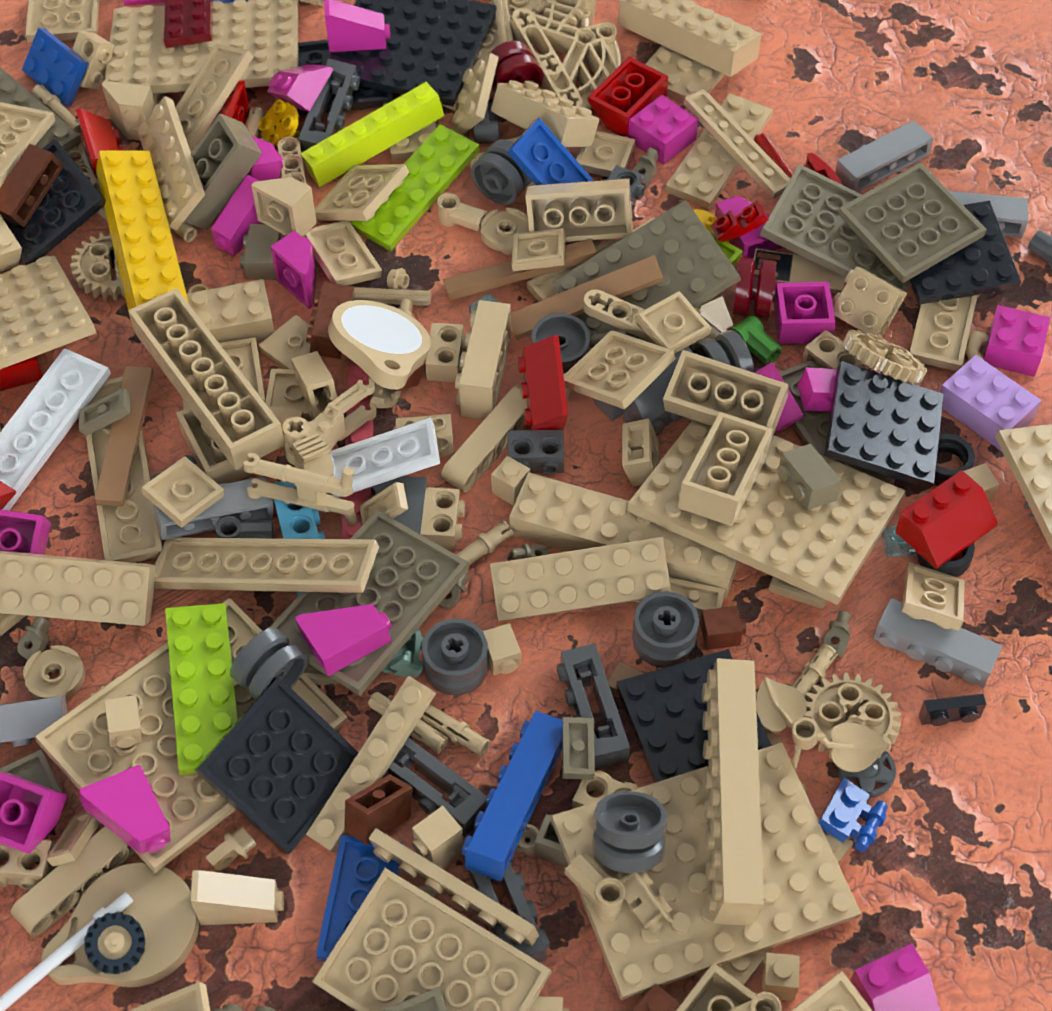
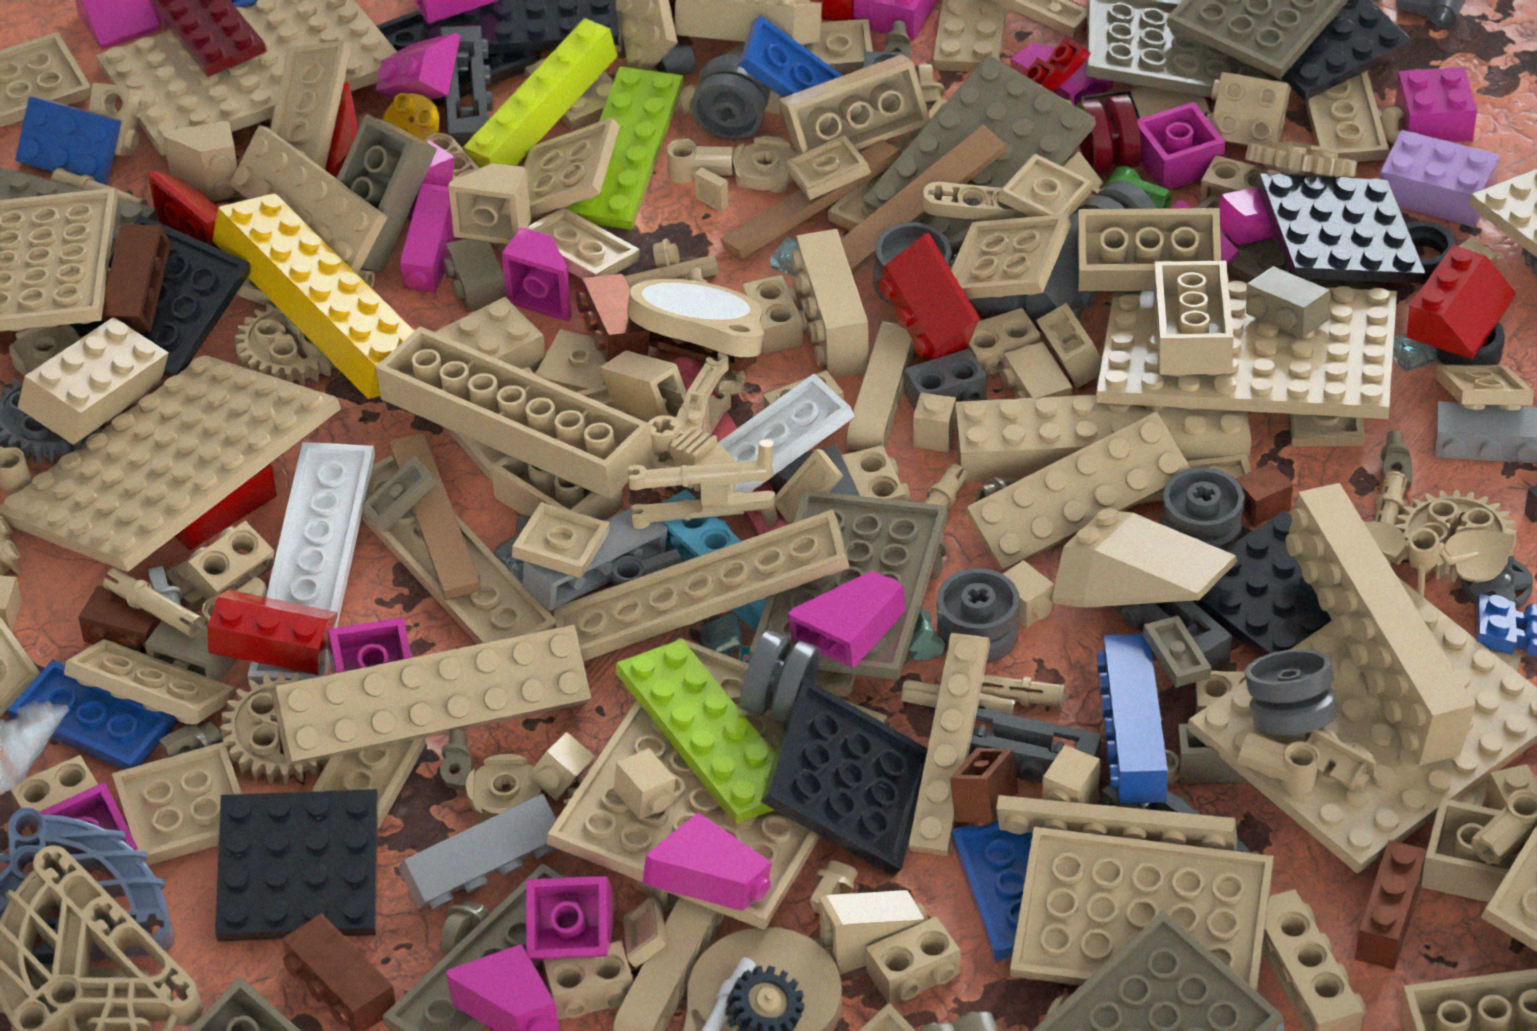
camera: 20 degrees left, 10 degrees down
(94, 673) = (561, 766): none -> tan brick
(254, 931) = (913, 961): none -> tan brick
(268, 604) = (722, 634): none -> clear light blue plate
(456, 238) = (711, 189): none -> tan tile
(589, 659) = (1135, 561): none -> tan wedge
(597, 430) = (999, 336): none -> tan brick
(602, 468) = (1034, 373): none -> tan brick
(649, 208) = (931, 90): none -> tan piece

